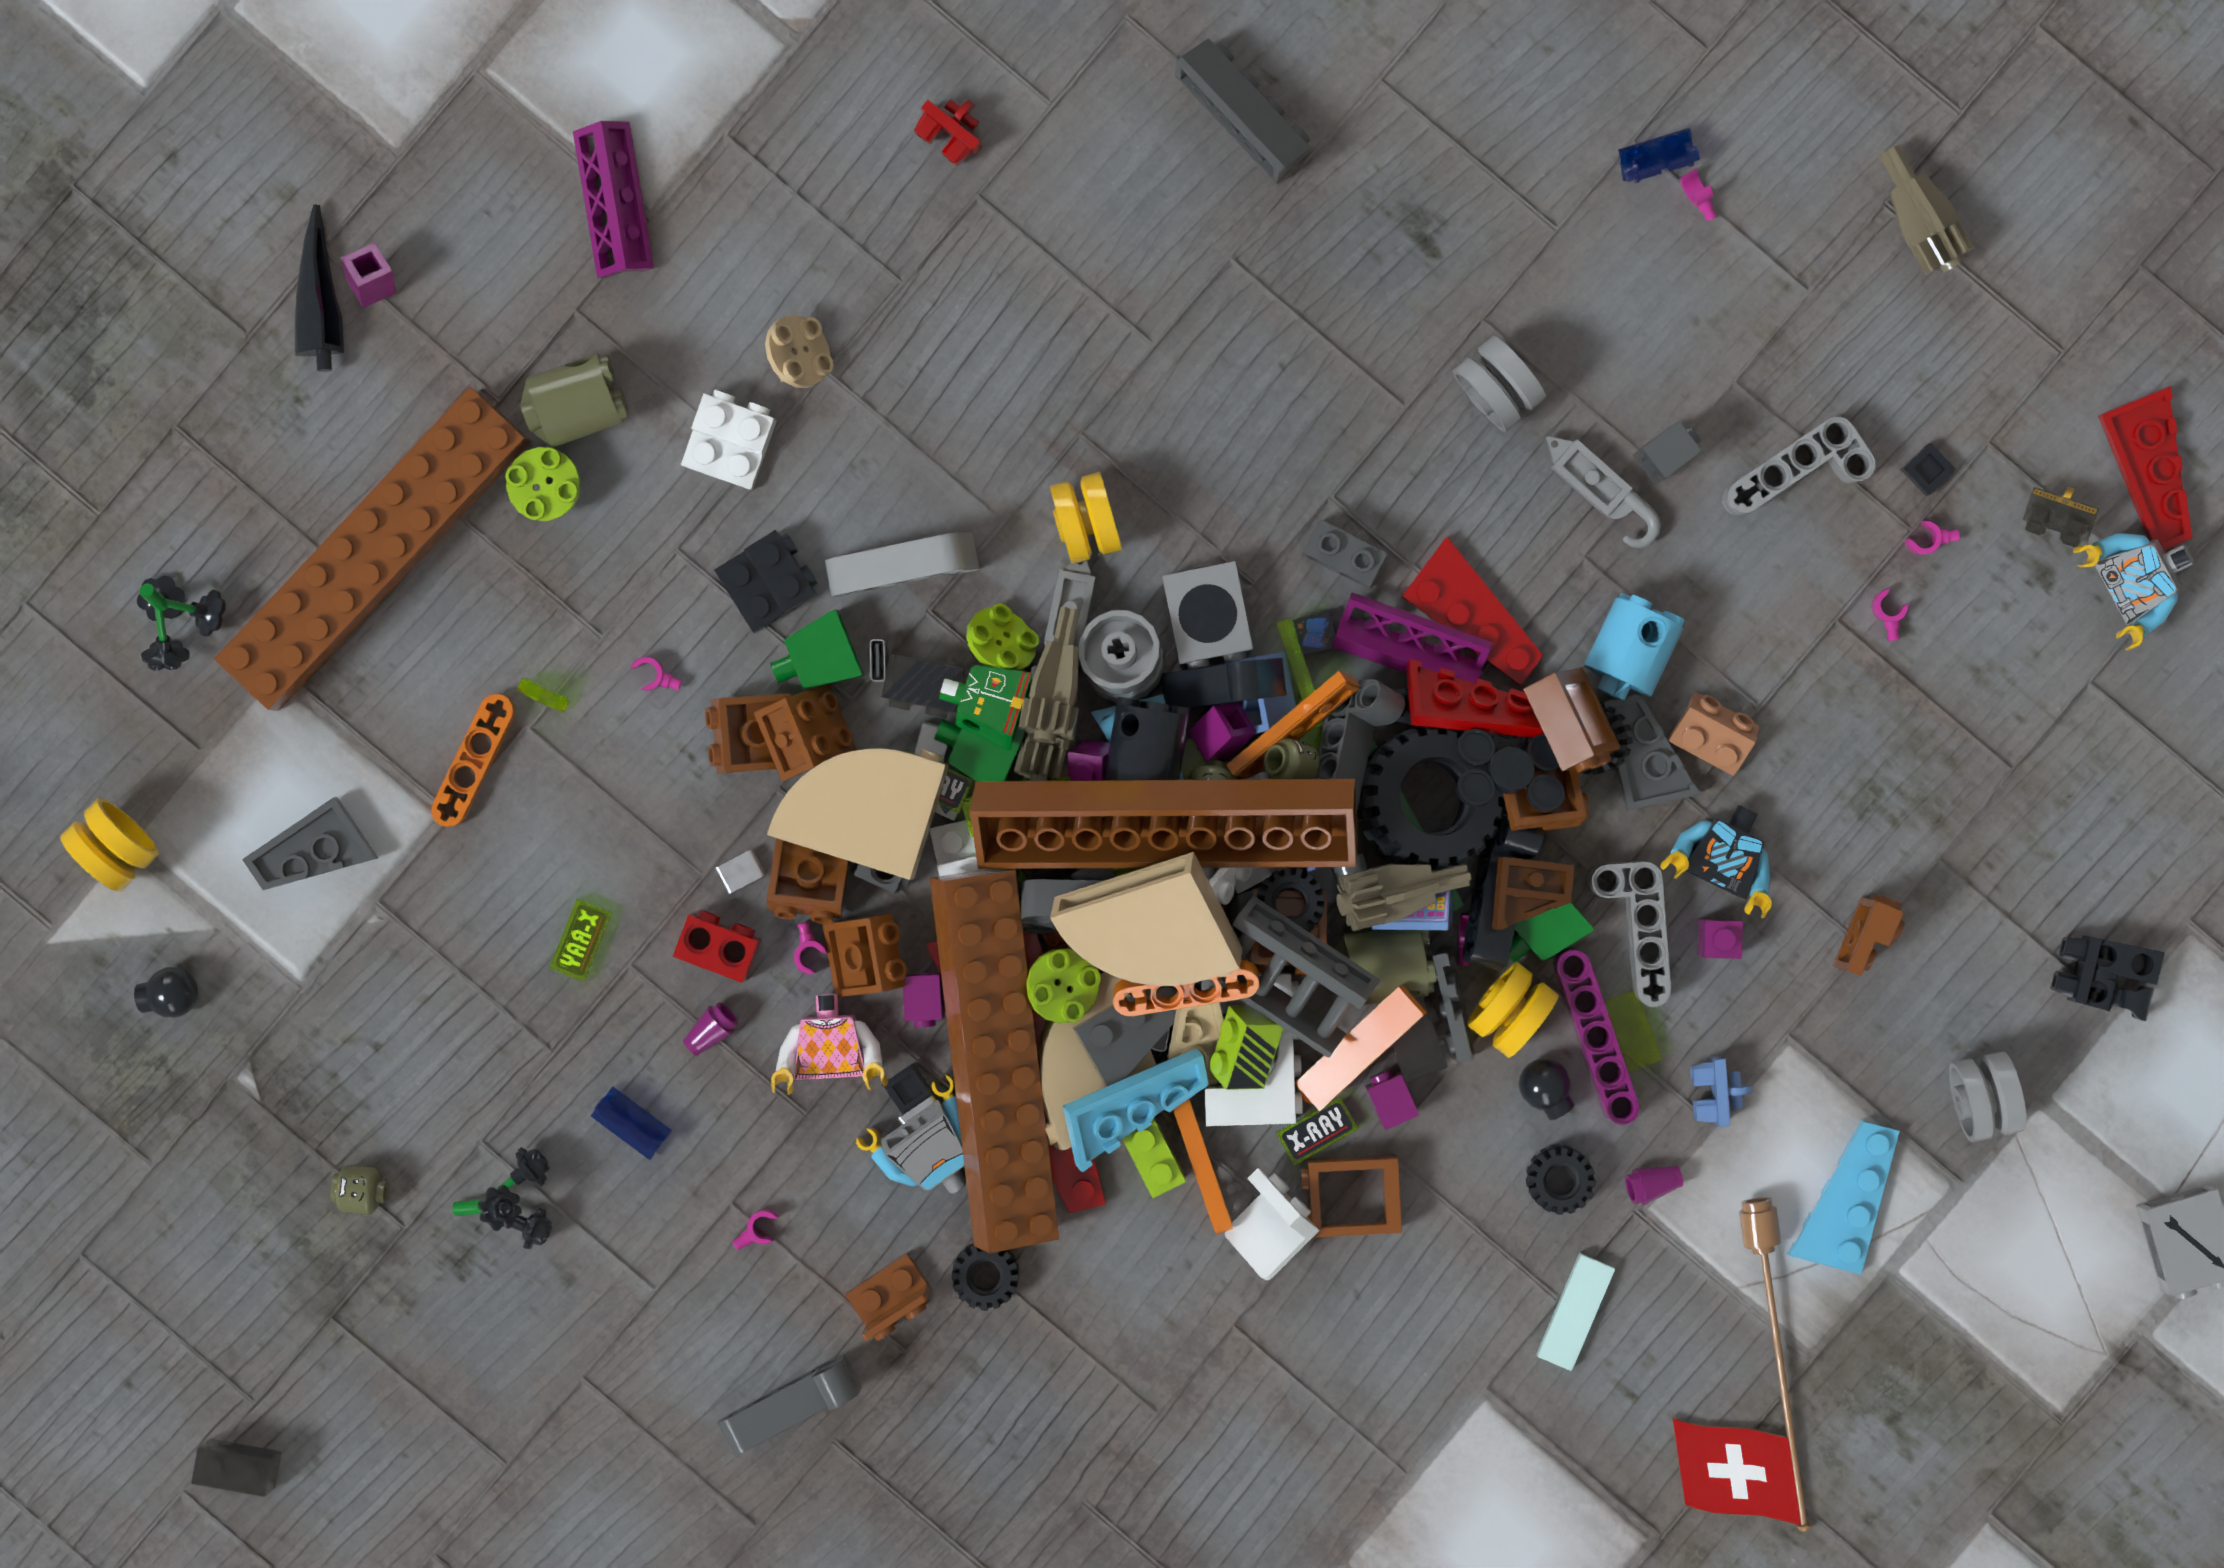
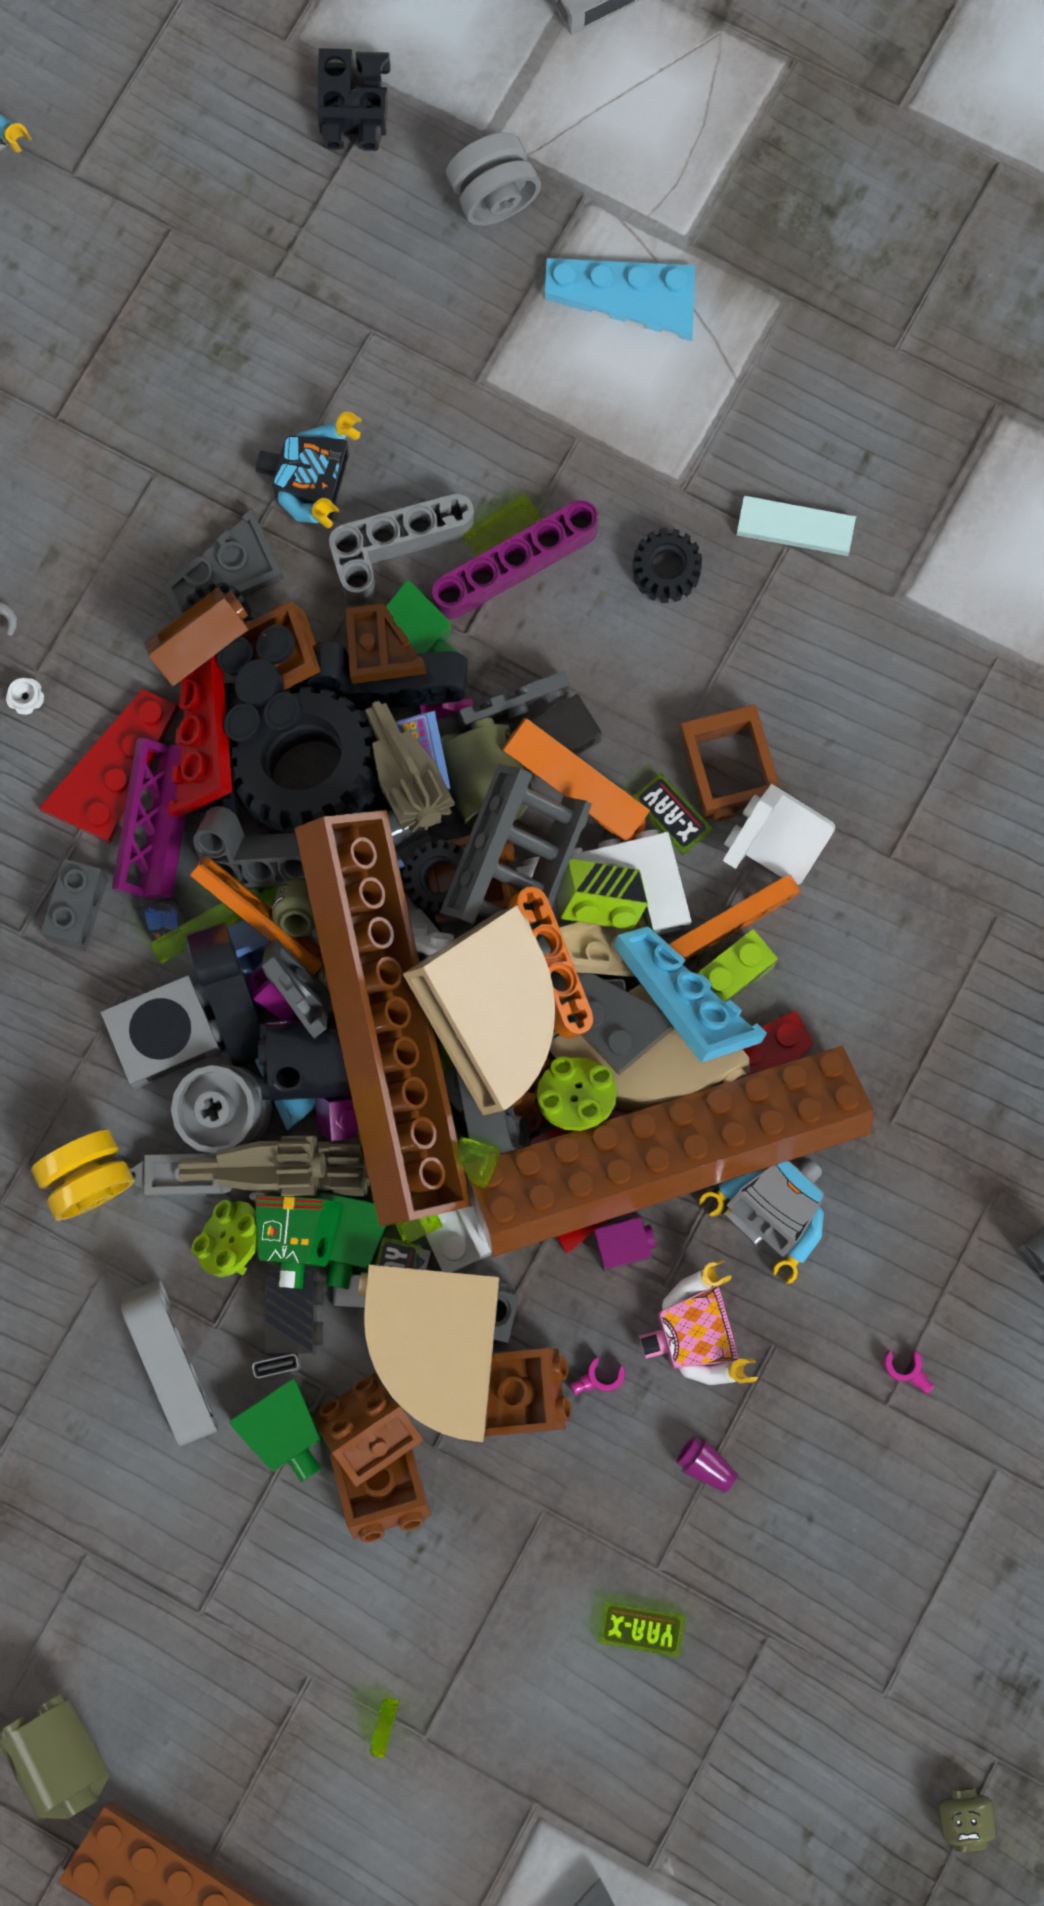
camera: 105 degrees left, 10 degrees down
(468, 757) = (472, 1785): orange beam -> none
(500, 1205) = (947, 1651): black plant -> none
(534, 468) = (136, 1787): lime plate -> none
(631, 1122) = (826, 1530): clear blue hinge -> none
(663, 679) = (341, 1597): dark pink piece -> none
(715, 955) = (627, 1477): red brick -> none
(729, 439) = (69, 1579): white plate -> none
(740, 871) = (531, 1468): flat silver piece -> none
(767, 580) = (213, 1505): black plate -> none
(864, 955) = (591, 1313): dark orange plate -> none
(890, 1295) = (946, 1212): dark orange bracket -> none
(908, 1088) = (723, 1241): black tile -> none
(981, 1297) = (922, 1113): black tyre -> none
(1016, 883) = (478, 1160): none -> clear neon green tile
(1211, 751) = (298, 986): none -> dark grey wing
(1391, 1098) = (623, 745): magenta brick -> none
(1512, 1010) = (505, 641): yellow wheel -> none
(1546, 1087) = (577, 596): black piece -> none
(1570, 540) = (17, 689): none -> white plate
(1633, 647) = (115, 599): medium azure cylinder -> none
(1652, 1183) = (651, 478): magenta cone -> none
(1715, 733) = (189, 508): nougat bracket -> none
(1715, 1074) = (543, 428): medium blue hips -> none
(1720, 938) = (392, 460): magenta brick -> none
(1741, 1466) = (911, 342): red flag -> none
(1873, 922) = (353, 323): dark orange plate -> none
(1891, 622) = (46, 365): dark pink piece -> none

